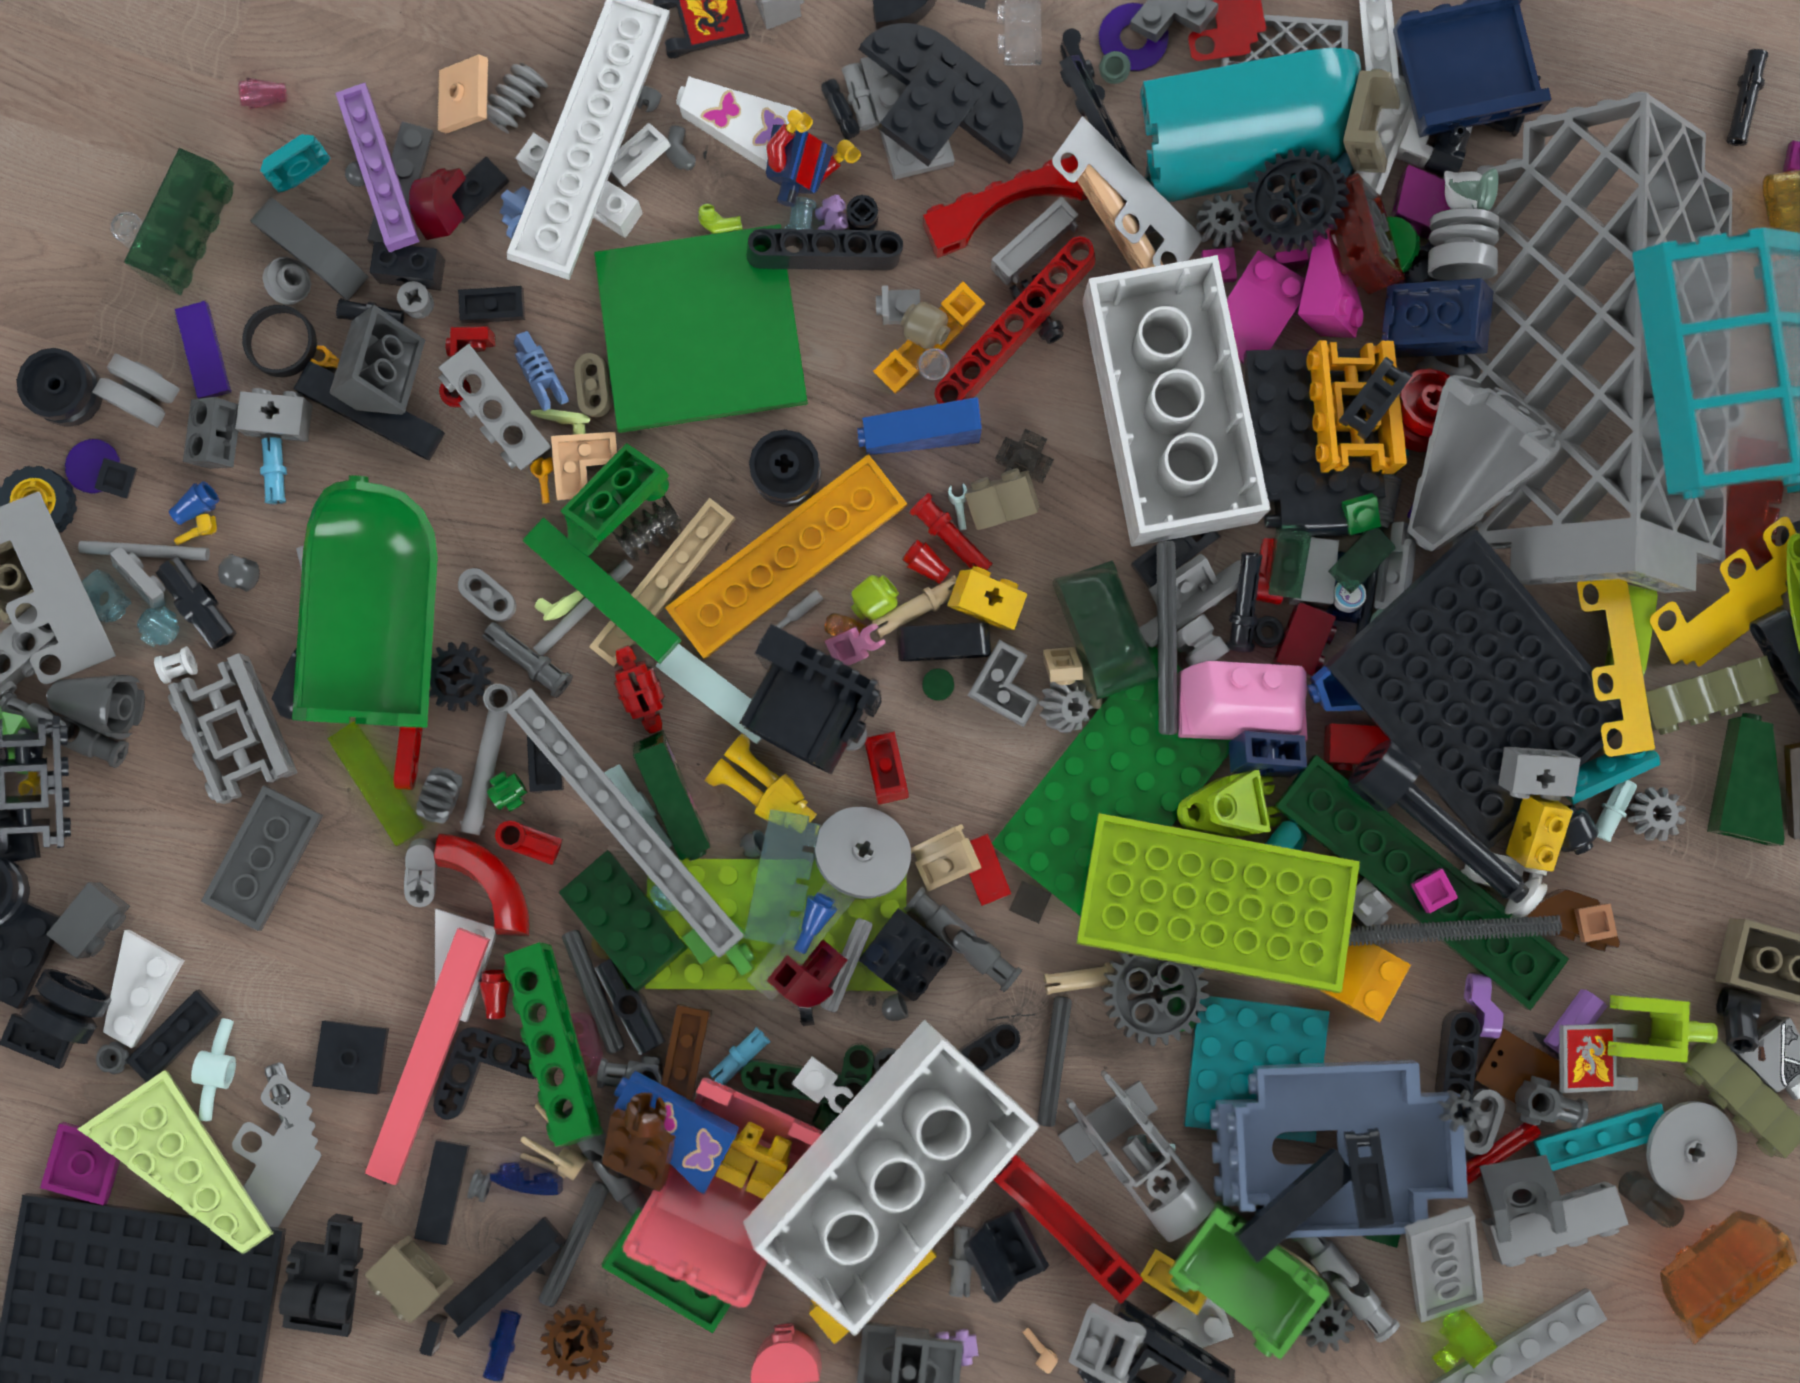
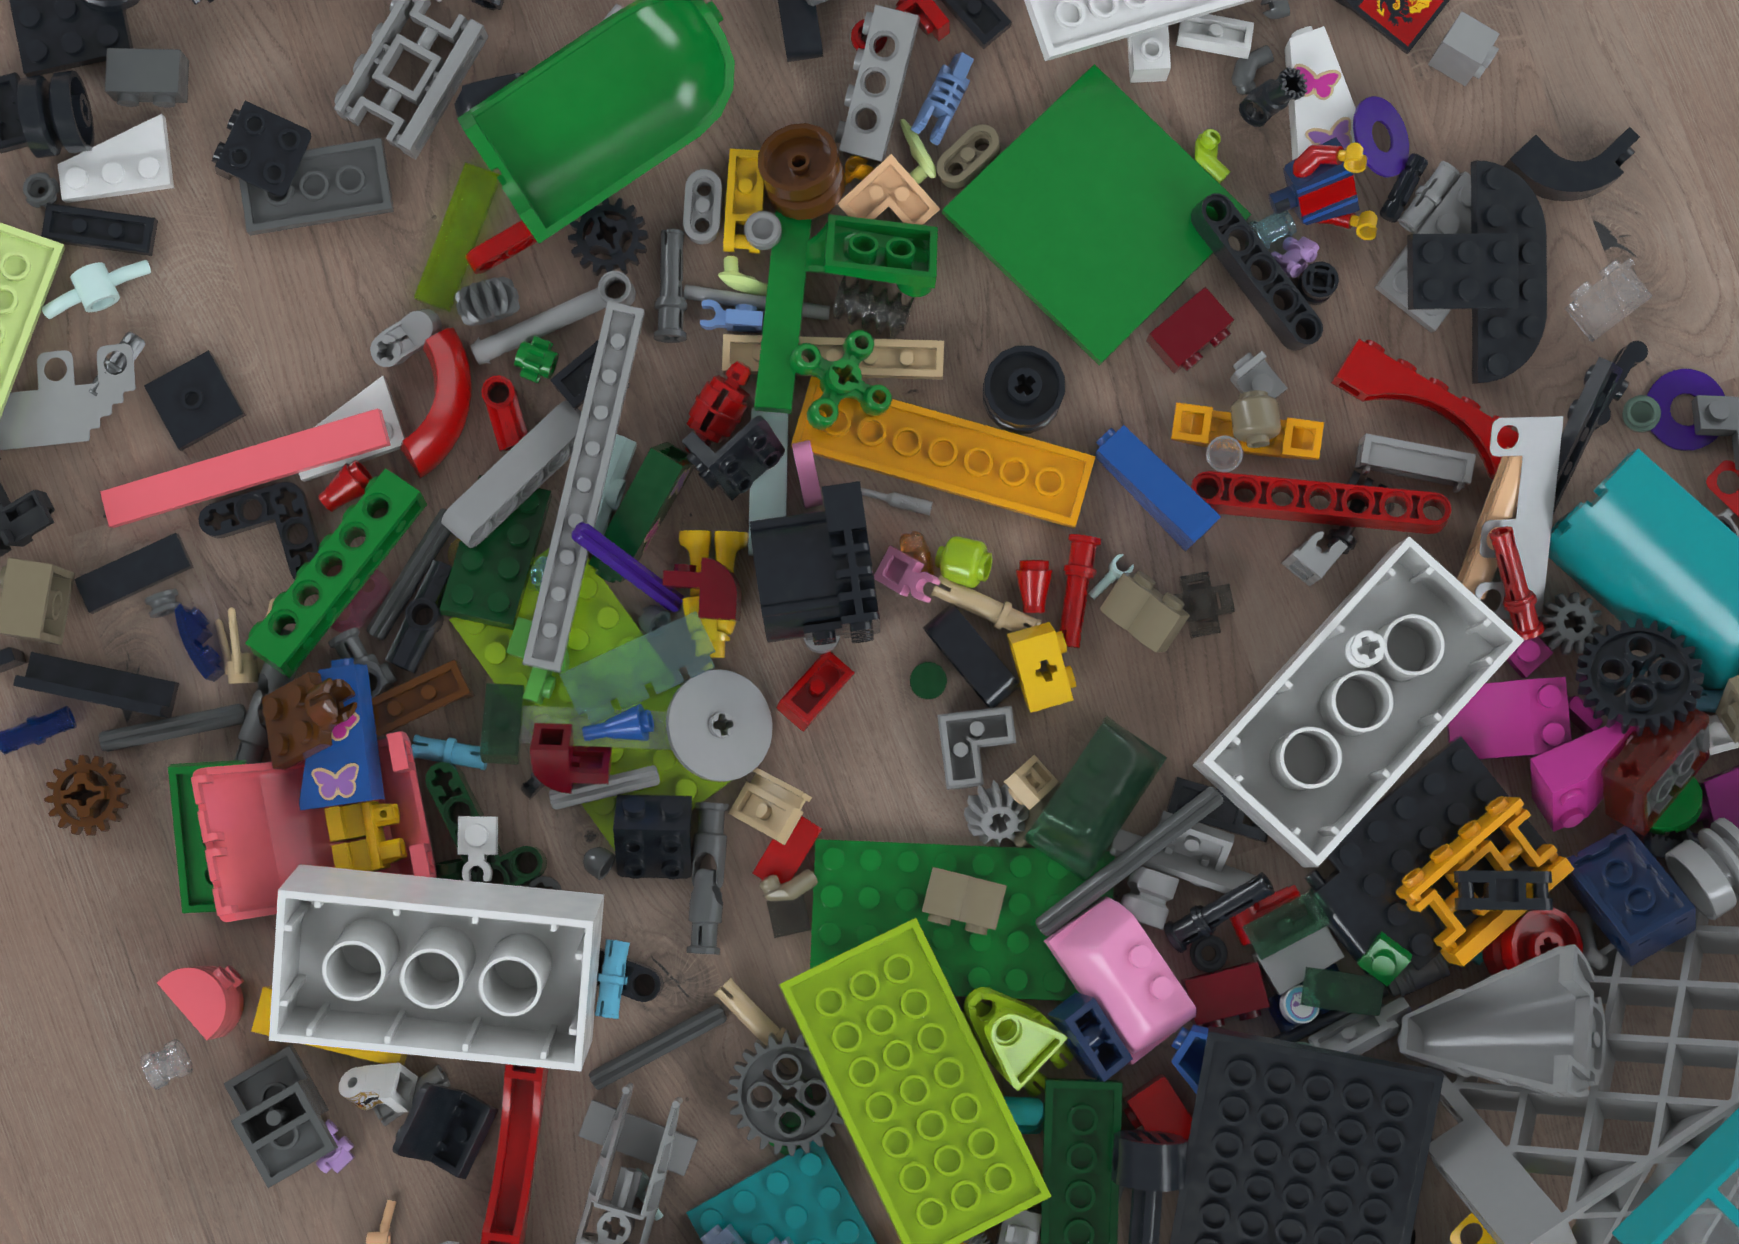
camera: 55 degrees right, 0 degrees up
(206, 876) = (261, 149): none -> black bracket
(504, 561) = (743, 197): none -> yellow plate
(515, 506) = (801, 171): none -> reddish brown wheel
(536, 564) = (763, 230): none -> light grey tile
(579, 866) = (514, 477): none -> light grey beam
(587, 626) = (741, 319): none -> medium blue plate
(675, 593) = (828, 374): none -> green gear
(688, 702) = (739, 460): none -> black bracket
(703, 834) = (626, 566): none -> dark purple axle
(711, 147) = (1273, 96): none -> black connector
(732, 661) = (807, 474): none -> bright pink beam
(748, 1004) = (502, 724): none -> clear green slope
(766, 780) = (719, 588): none -> dark red brick
(774, 84) = (1380, 110): none -> dark purple gear
(830, 324) = (1190, 331): none -> dark red brick
(938, 1279) = (379, 1084): none -> white leg
(986, 1057) = (612, 979): none -> medium azure pin
(1013, 889) = (790, 890): none -> dark tan arm
(1054, 361) = (1309, 562): none -> light grey hinge
(1110, 771) = (963, 899): none -> dark tan brick
(1155, 364) = (1364, 660): none -> white bush
(1181, 240) = (1519, 599): none -> red pin

